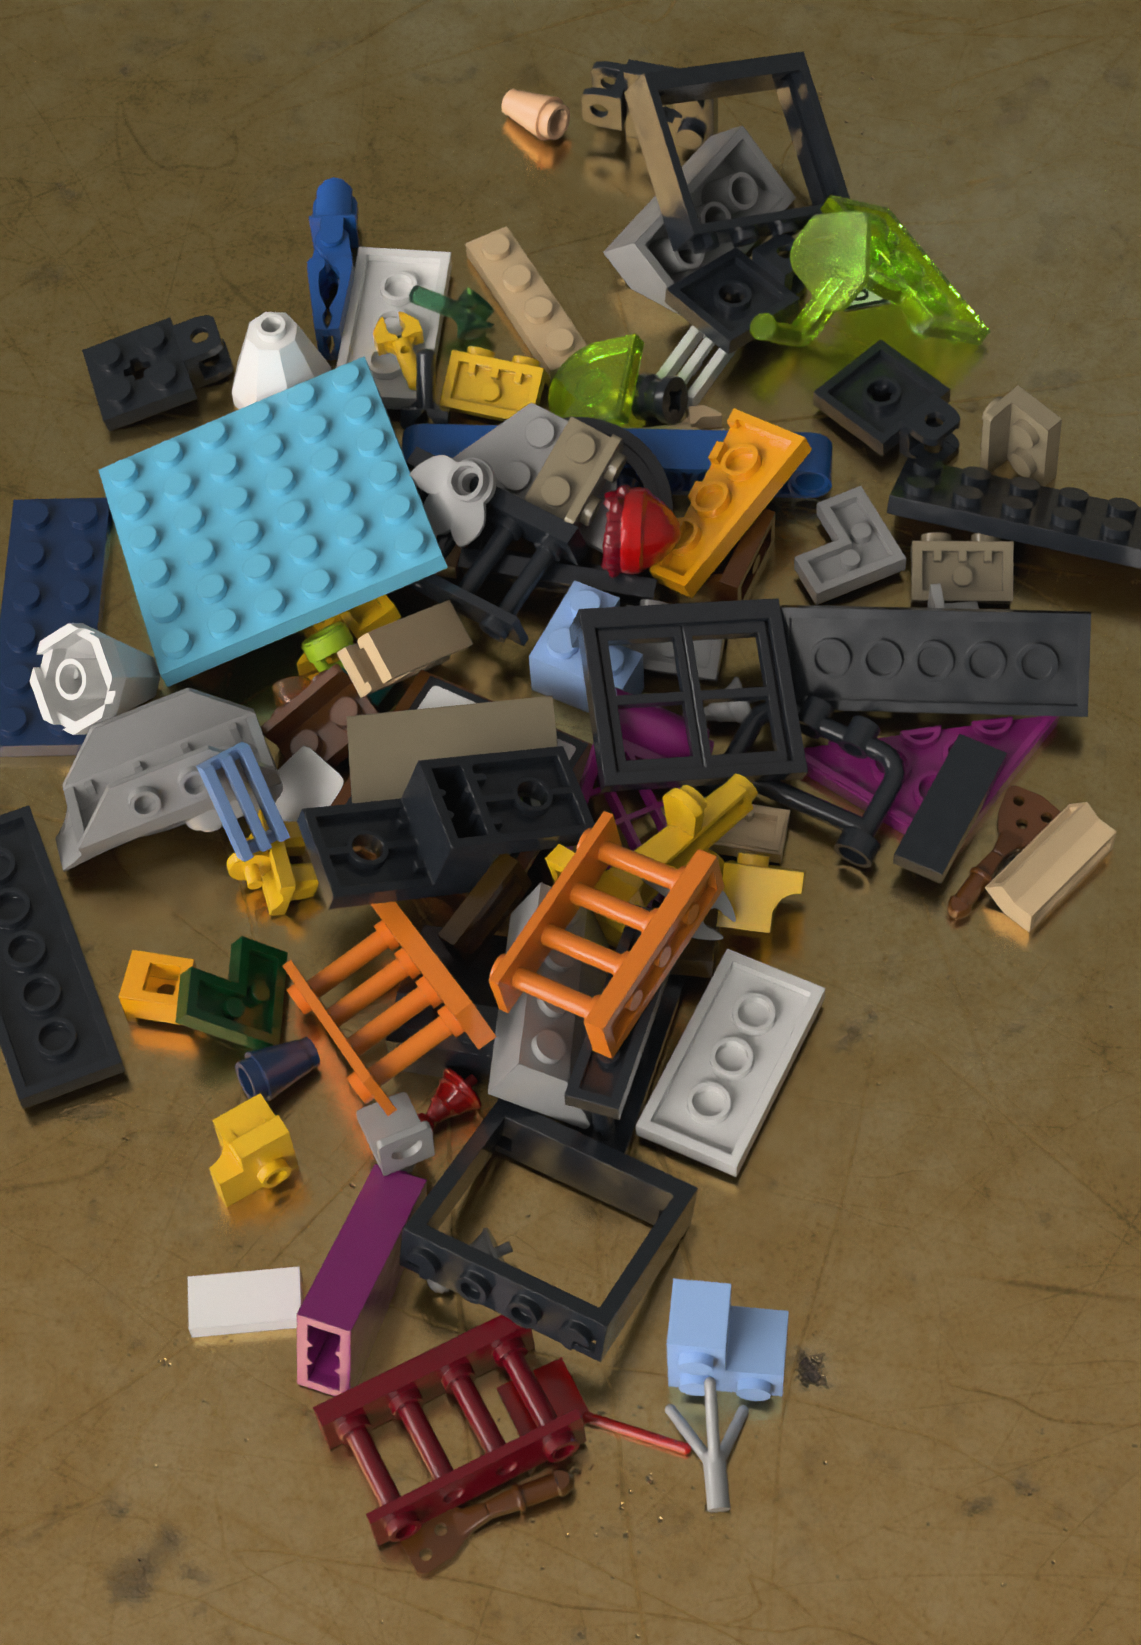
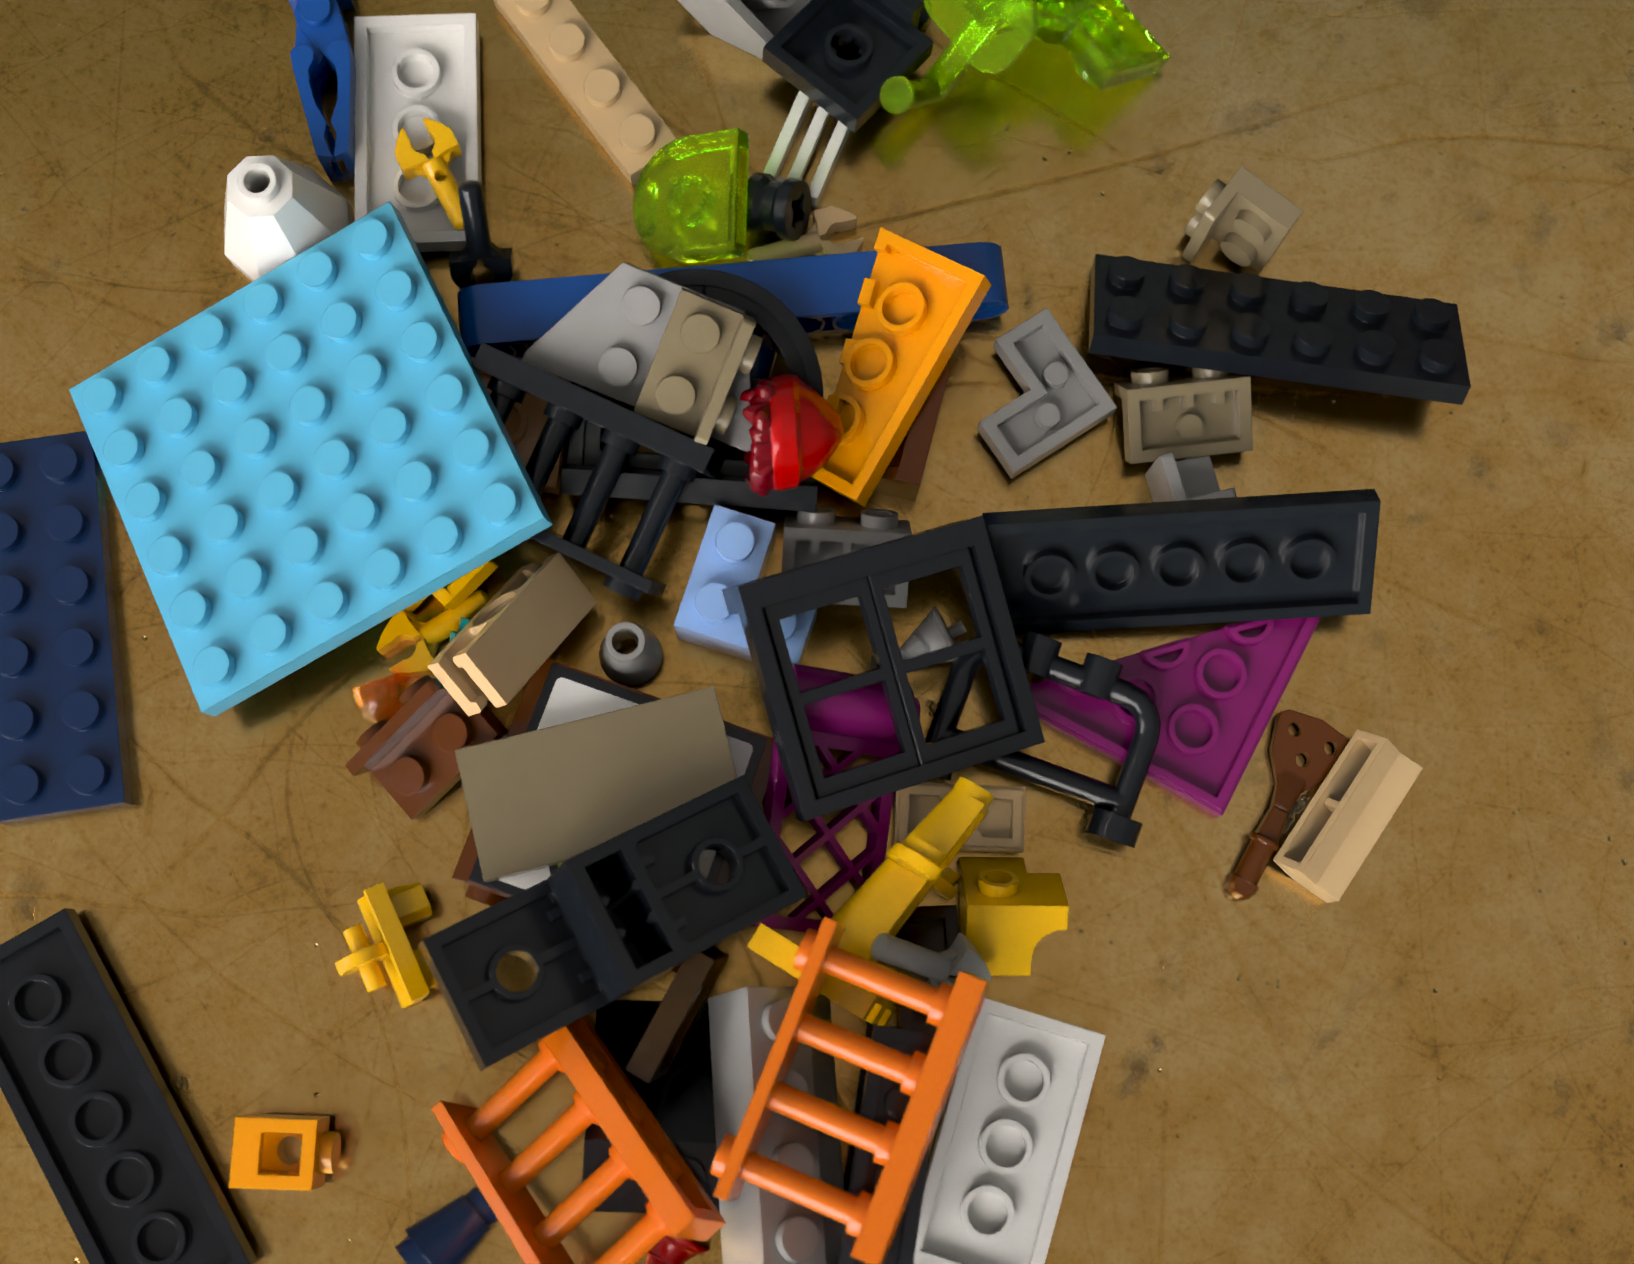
camera: 20 degrees left, 20 degrees up
(90, 678) = (113, 732): white cone -> none
(142, 773) = (236, 849): light grey slope -> none
(172, 366) = (141, 221): black plate -> none
(245, 1005) = (397, 1166): dark green plate -> none
(262, 839) = (369, 944): medium blue tile -> none
(306, 784) = (414, 839): white sticker -> none
(325, 643) = (416, 633): lime tile -> none
(450, 501) = (540, 421): light grey plate -> none
(468, 311) = (499, 100): clear green bar -> none
(491, 386) = (562, 209): yellow bracket -> none
(492, 676) = (633, 667): none -> light grey cone
(909, 417) = (1097, 190): black plate -> none
(950, 808) = (1221, 761): black tile -> none

